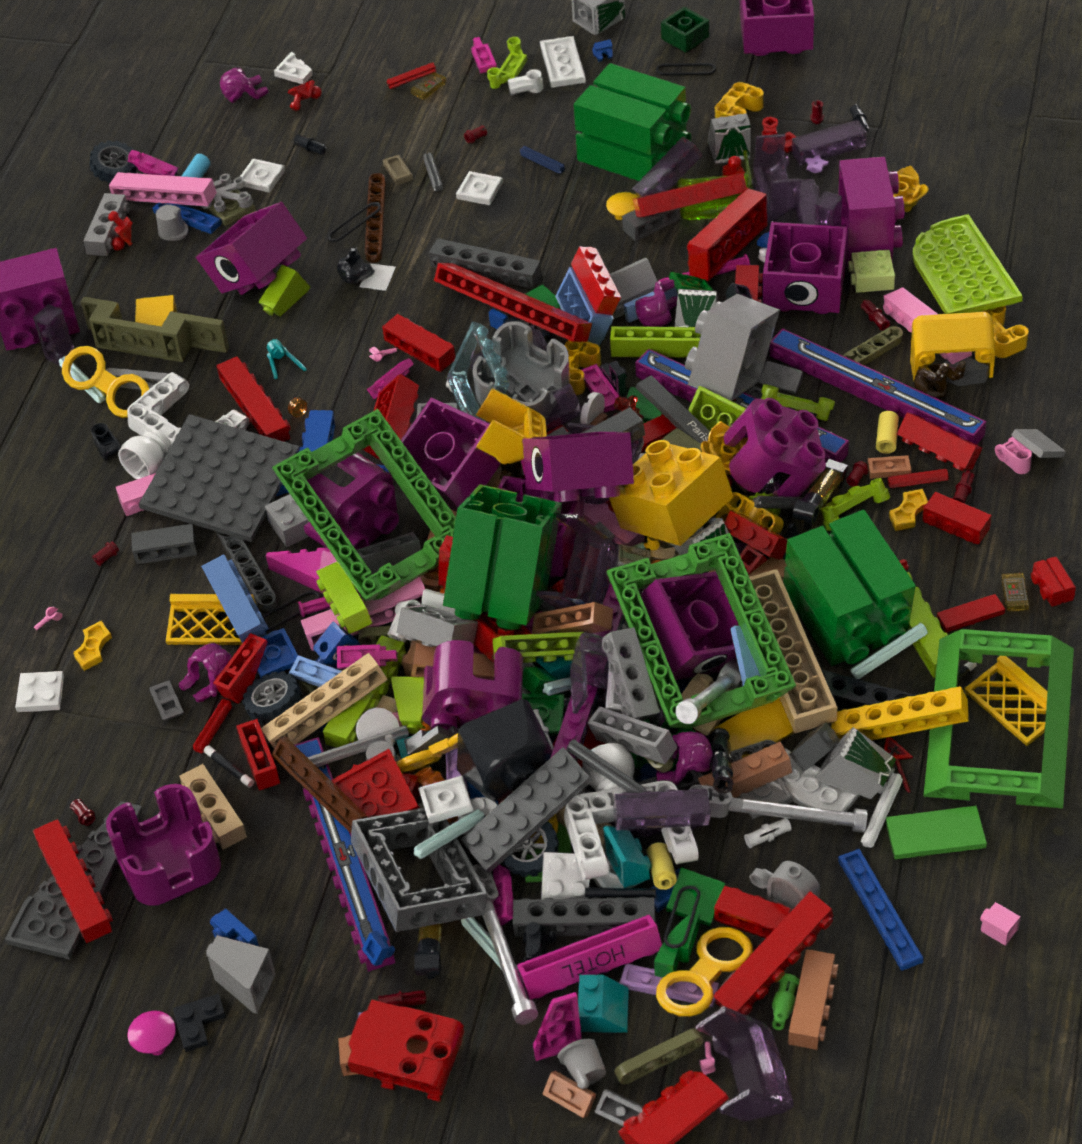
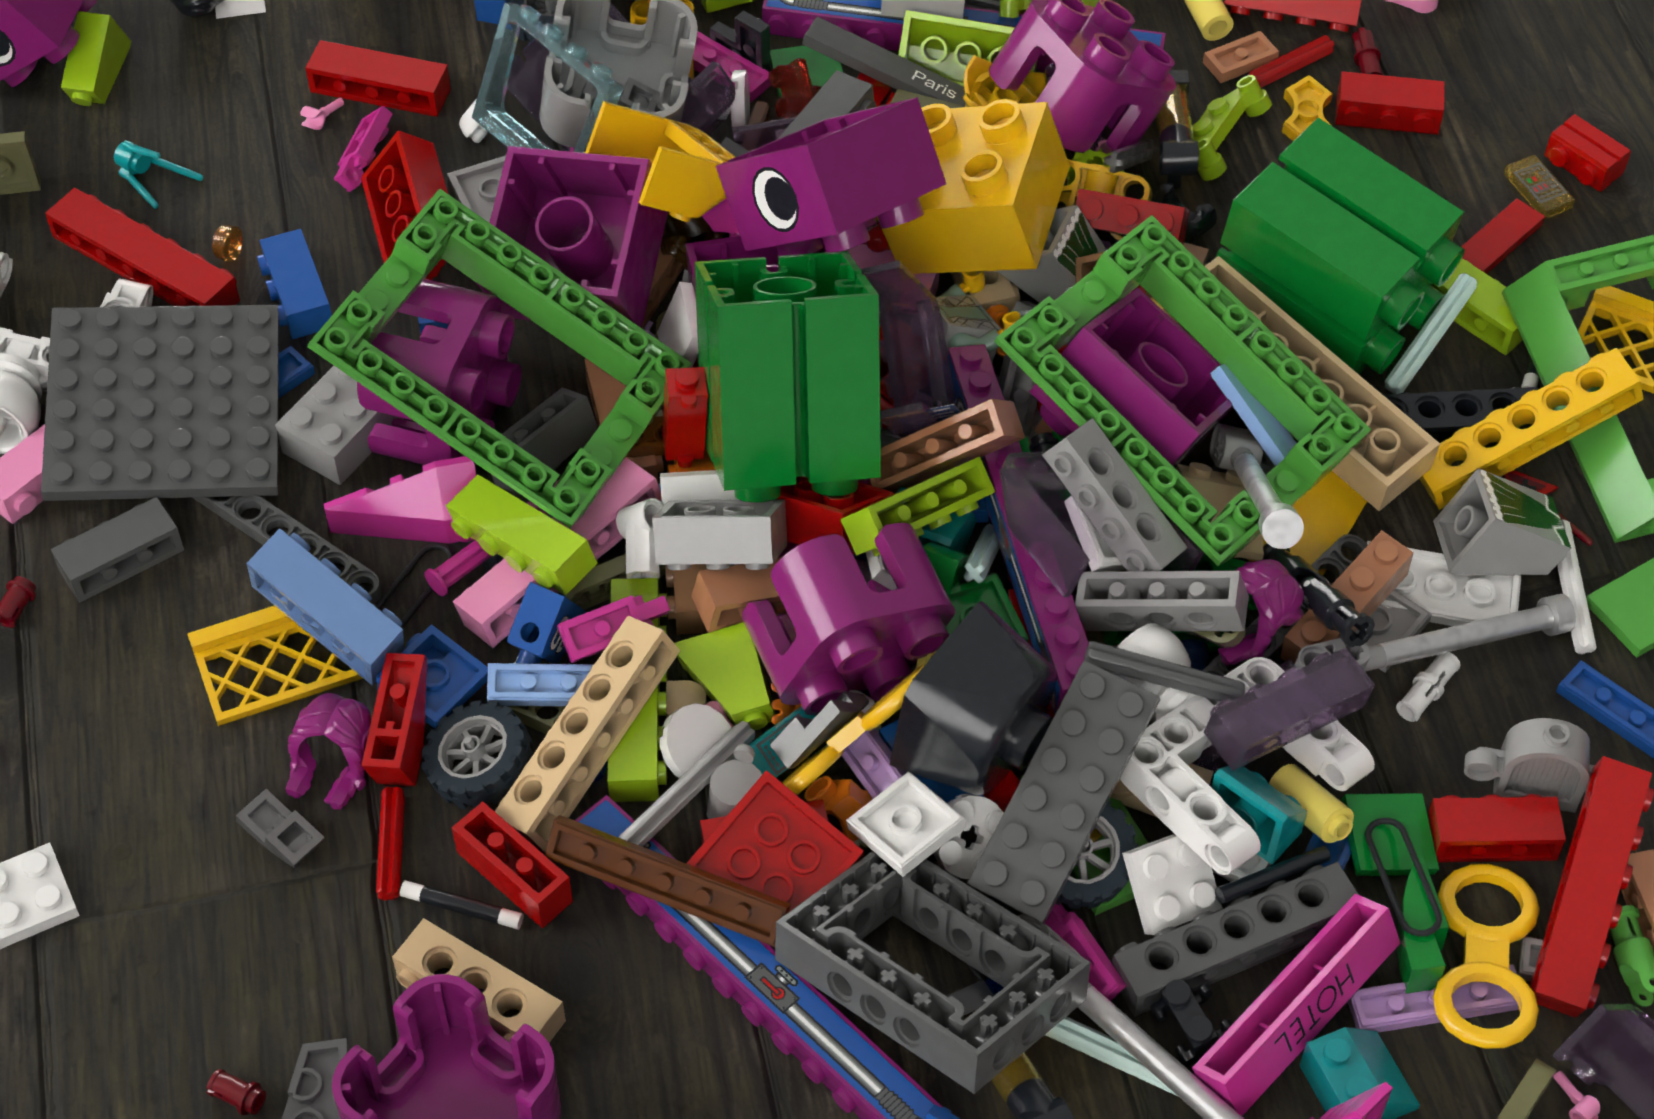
camera: 30 degrees left, 5 degrees up
(90, 651) = (80, 790): yellow tile -> none
(448, 834) = (953, 883): light aqua axle -> none
(814, 746) = (1423, 518): dark grey slope -> none
(859, 469) = (1200, 75): dark red pin -> none

